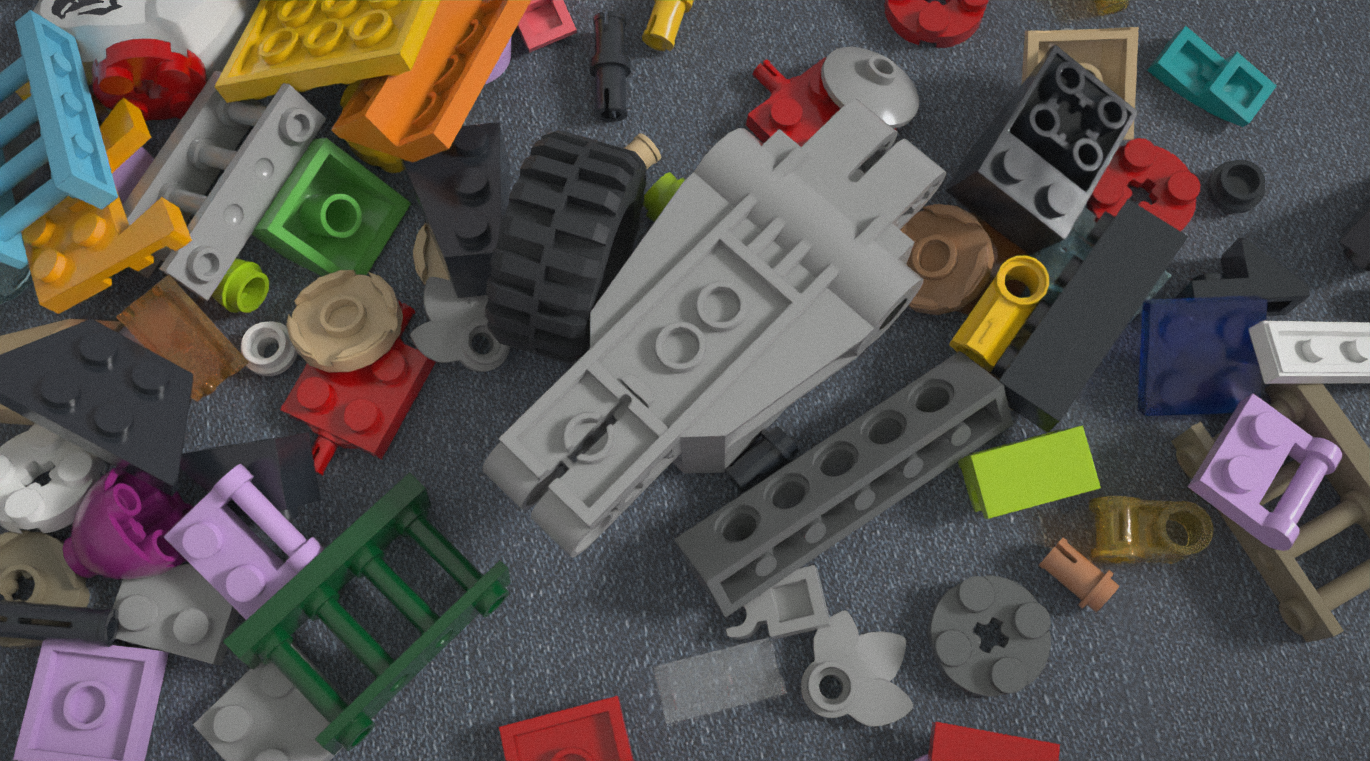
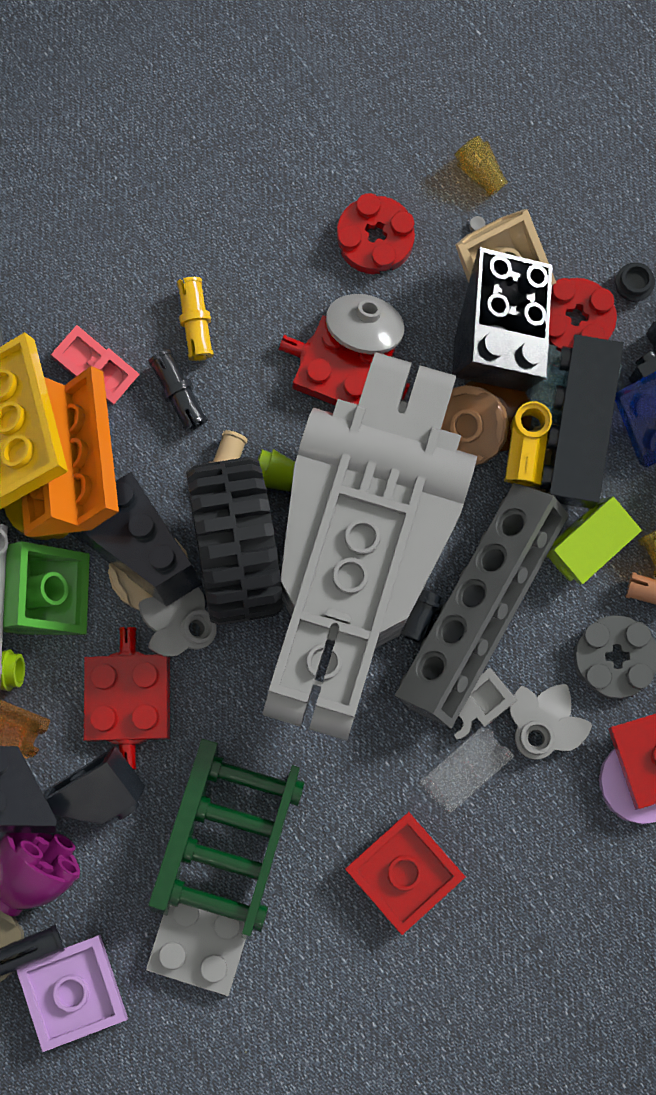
camera: 35 degrees left, 5 degrees up
(176, 614) = (96, 901): light grey wing -> none
(231, 553) = (116, 850): lavender plate -> none
(258, 338) = (46, 690): white plate -> none
(345, 321) = (98, 659): tan tile -> none
(1218, 85) = (584, 212): teal slope -> none

